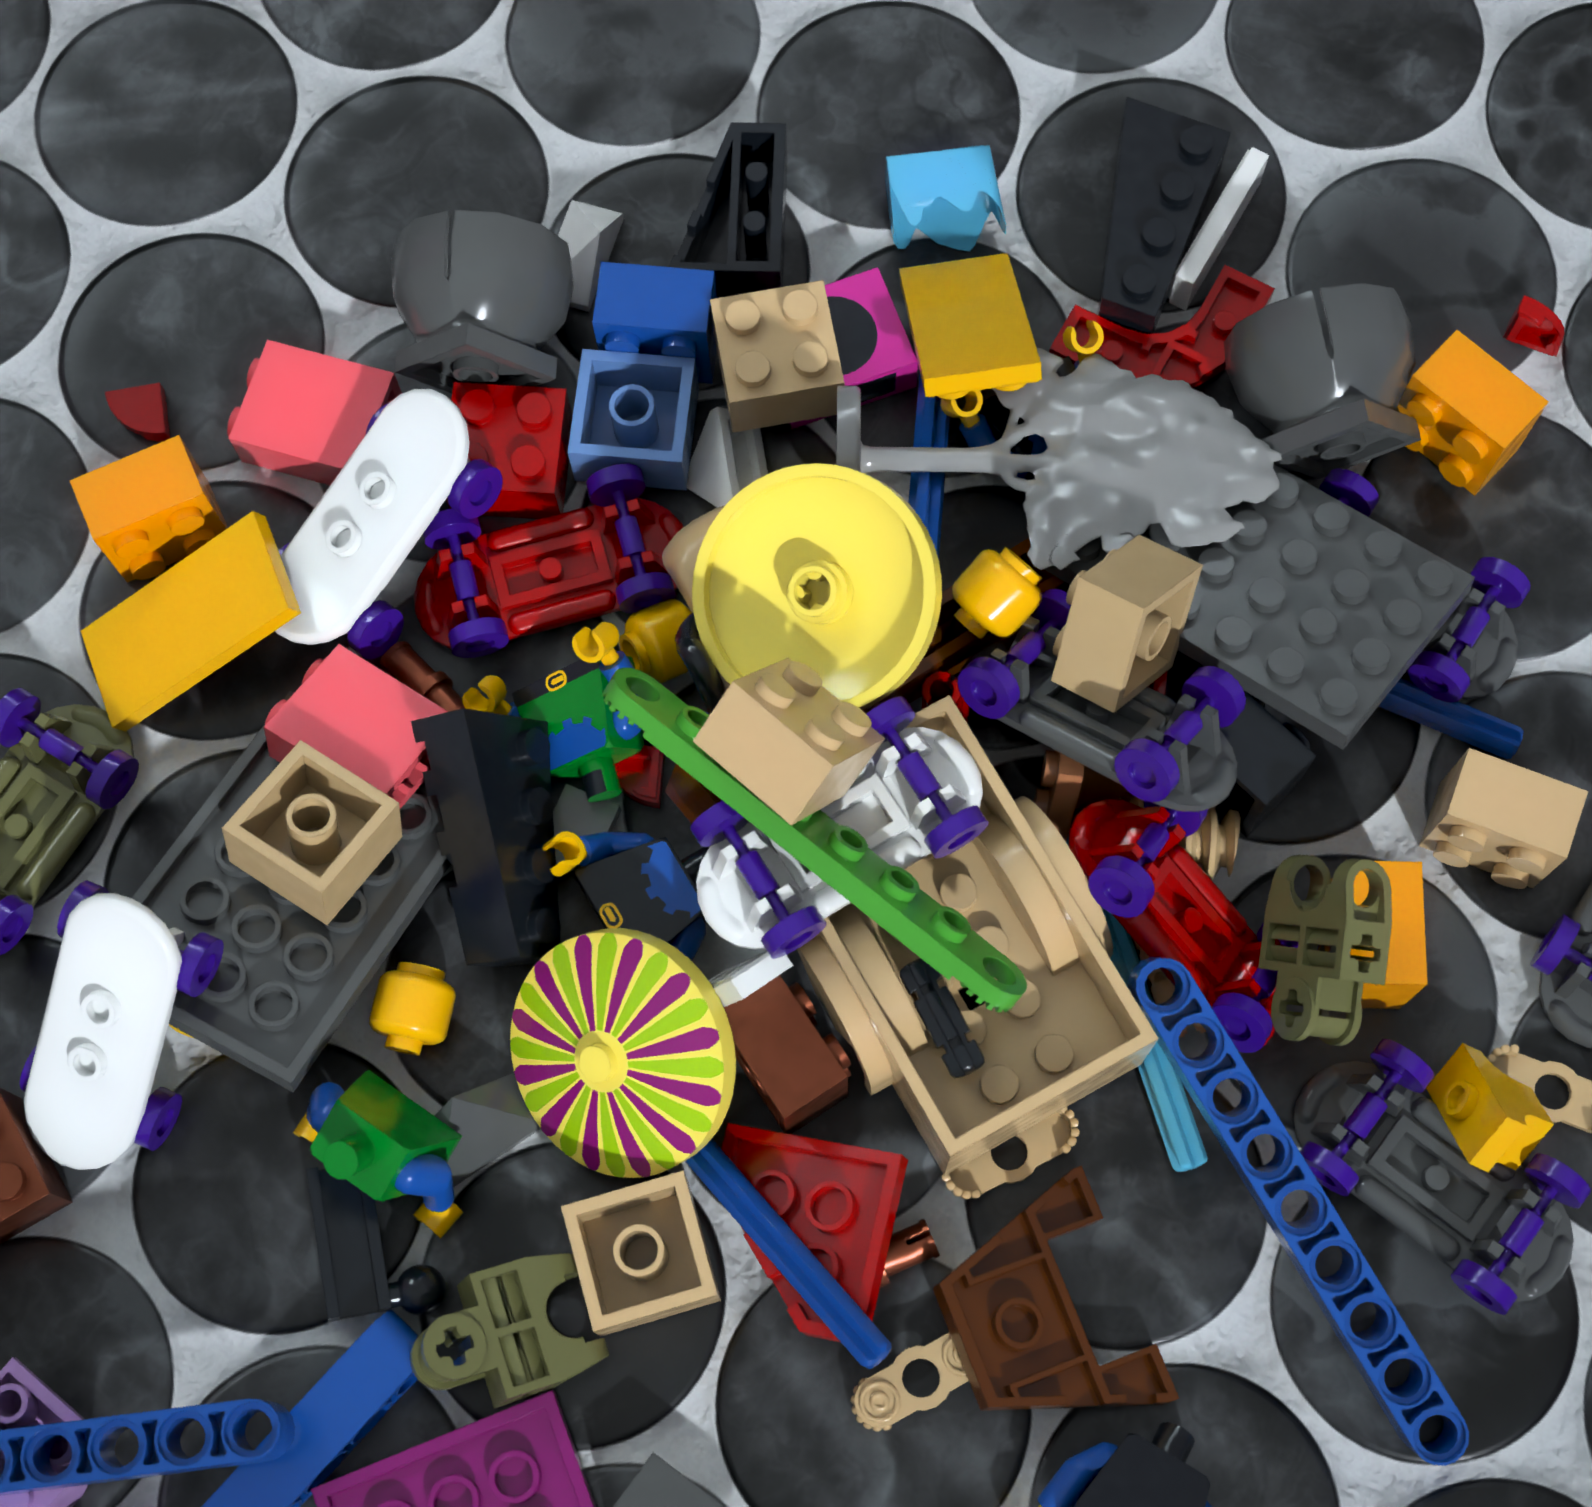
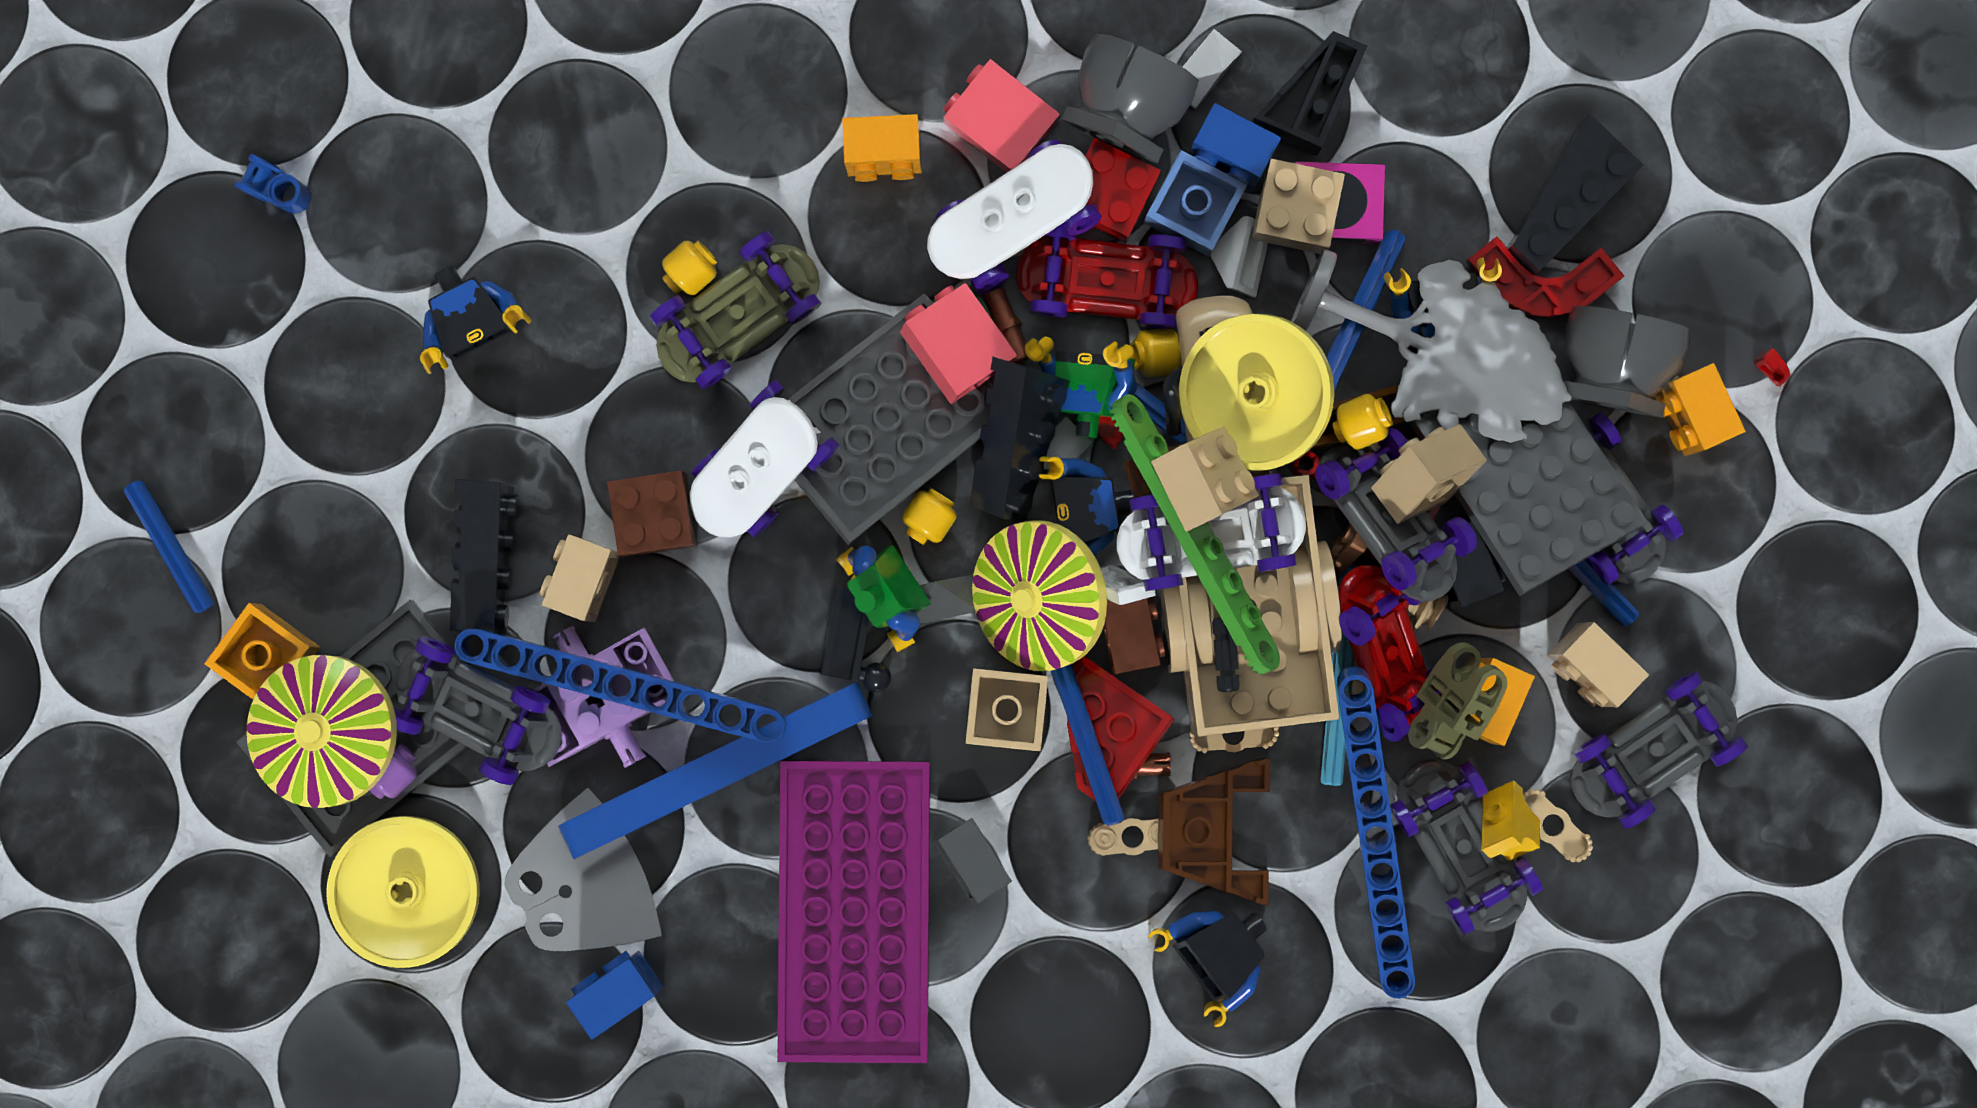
camera: 20 degrees right, 15 degrees up
(141, 410) = (894, 66): red tile -> none
(190, 621) = (881, 230): yellow tile -> none
(313, 832) = (912, 399): tan brick -> none
(506, 1333) = (916, 722): olive piece -> none
(943, 195) = (1446, 127): medium azure piece -> none
(969, 326) = (1423, 230): yellow tile -> none
(1217, 228) = (1609, 219): white tile -> none

